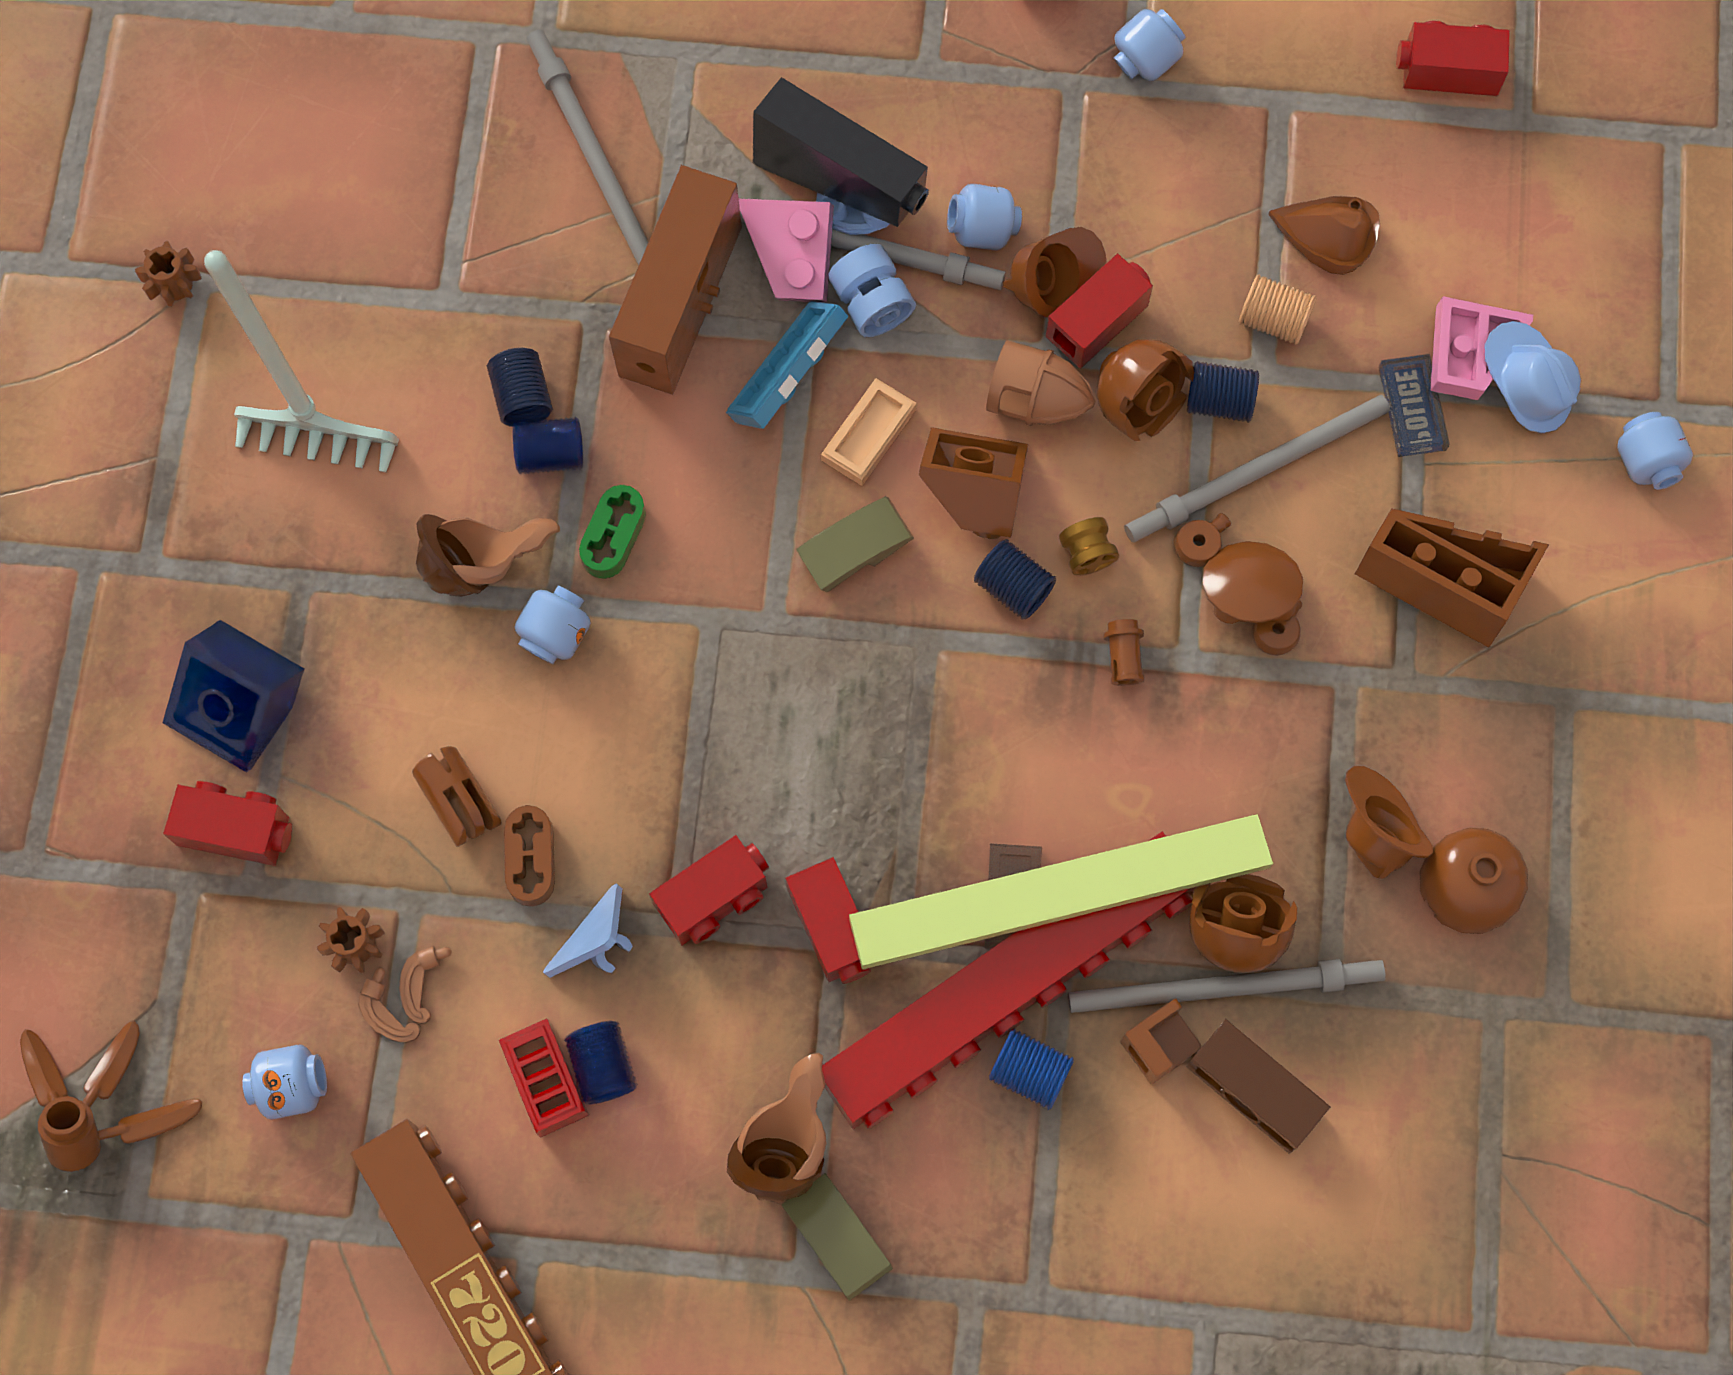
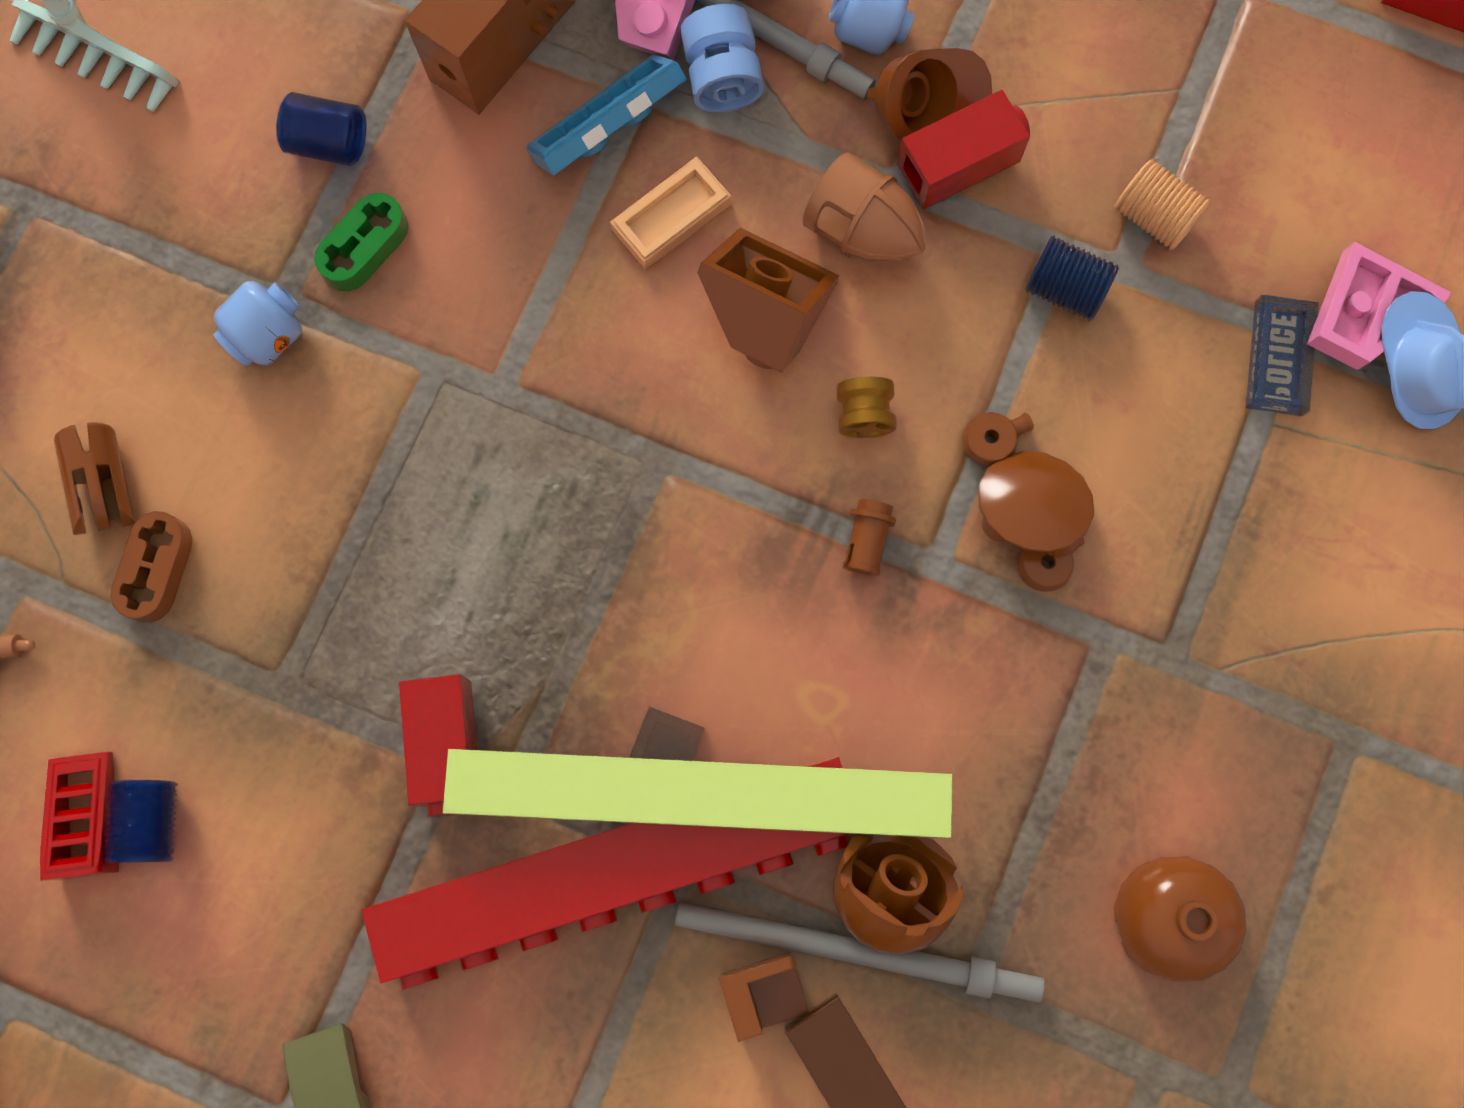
camera: 20 degrees right, 5 degrees up
(468, 555) = (195, 220): piece -> none
(519, 386) = (314, 55): dark blue piece -> none
(593, 937) = (185, 679): light blue piece -> none
(711, 889) = (324, 665): red brick -> none
(784, 1141) = (294, 982): piece -> none
(854, 542) = (613, 328): olive slope -> none
(1014, 579) = (771, 420): dark blue piece -> none
(1031, 1069) = (605, 980): blue piece -> none
(1143, 386) = (984, 247): dark orange cylinder -> none
(1175, 509) = (976, 395): light grey bar -> none
(1331, 231) = (1250, 136): dark orange piece -> none
(1382, 824) = (1095, 823): dark orange piece -> none
(1451, 572) = (1266, 559): dark orange wedge -> none

